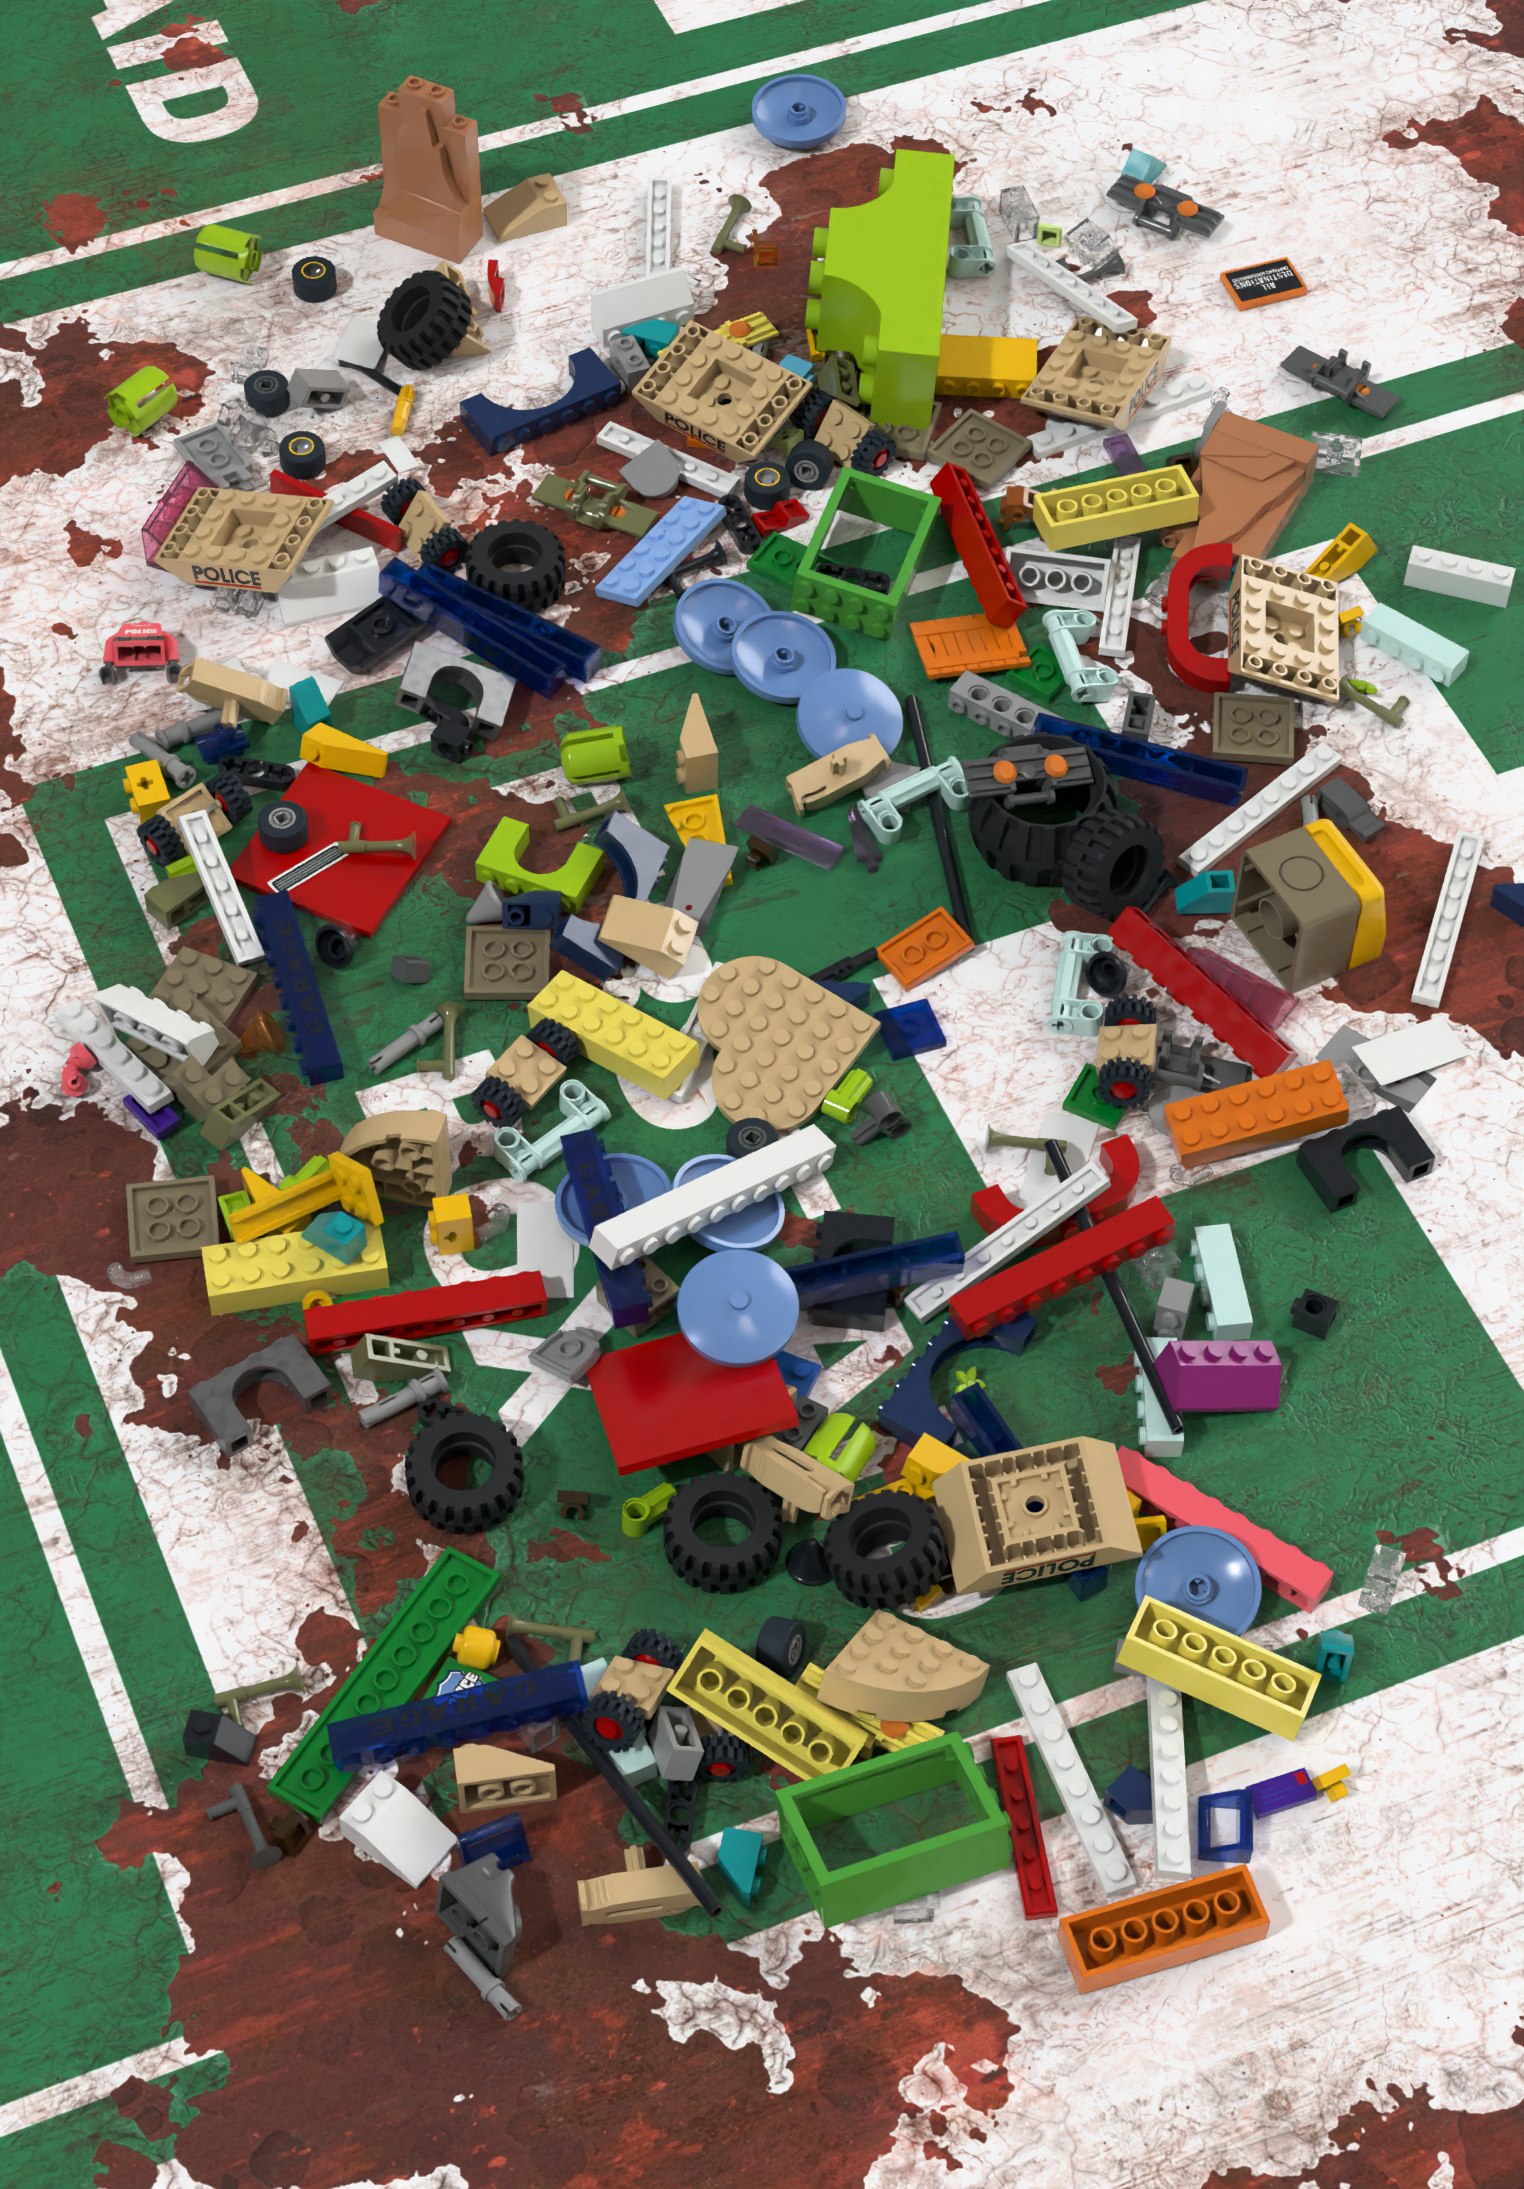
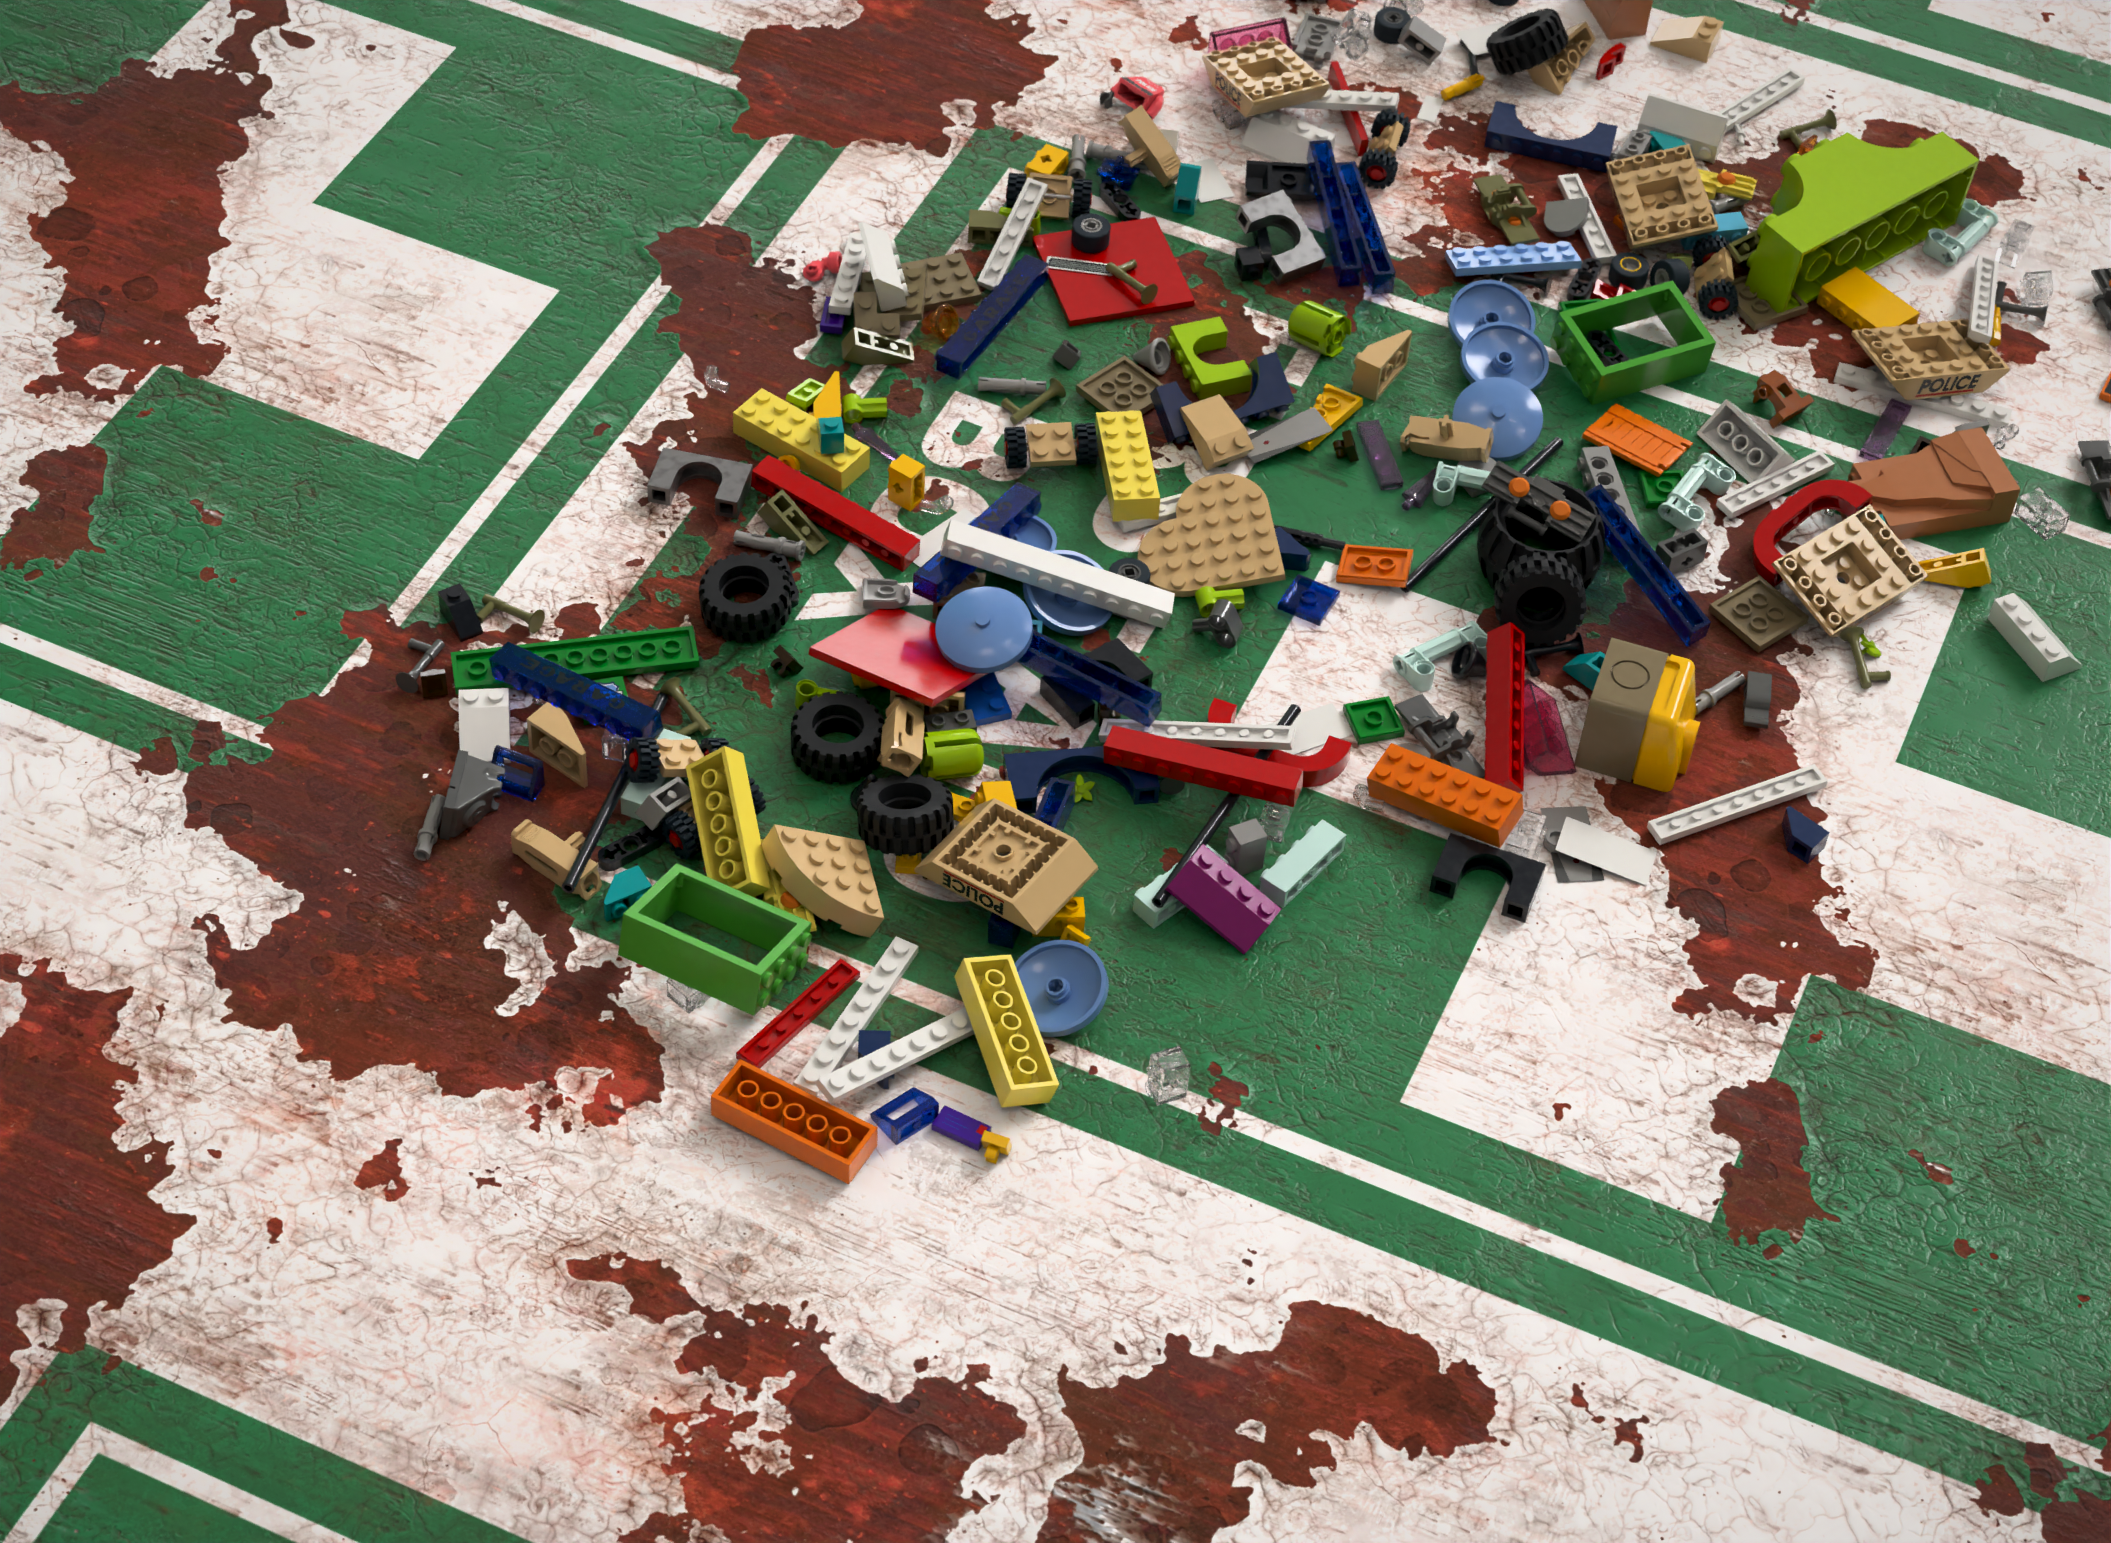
camera: 45 degrees right, 5 degrees down
(172, 1218) = (773, 368): dark tan plate -> none
(302, 455) = (1368, 68): black wheel -> none
(336, 945) = (1043, 312): black hat -> none
(342, 752) = (1177, 223): yellow slope -> none
(345, 1182) = (837, 404): yellow bracket -> none
(405, 1154) = (918, 425): tan brick -> none
(476, 1647) = (640, 682): yellow head -> none
(518, 544) = (1426, 201): black tyre -> none
(524, 1158) = (1059, 493): light aqua piece -> none
(533, 910) = (1167, 370): dark blue slope -> none
(568, 820) = (1301, 362): olive piece -> none
(781, 1645) = (791, 810): black wheel -> none
(798, 110) = (1942, 94): medium blue dish -> none
(978, 546) = (1713, 390): red brick -> none
(980, 447) = (1797, 347): dark tan plate -> none
(996, 1139) = (1272, 685): olive piece -> none
(1050, 235) = (2019, 267): yellowish green slope -> none
(1115, 507) = (1825, 426): light yellow brick -> none
(1127, 1051) = (1413, 702): plate -> none
(1259, 810) = (1731, 660): white plate -> none
(1280, 1565) = (1122, 1004): coral brick -> none
(1314, 1324) = (1335, 925): black brick -> none
(1334, 1655) = (1086, 1087): teal slope -> none
(1349, 618) = (1912, 603): yellow tile -> none
(1414, 644) = (1938, 650): light aqua brick -> none

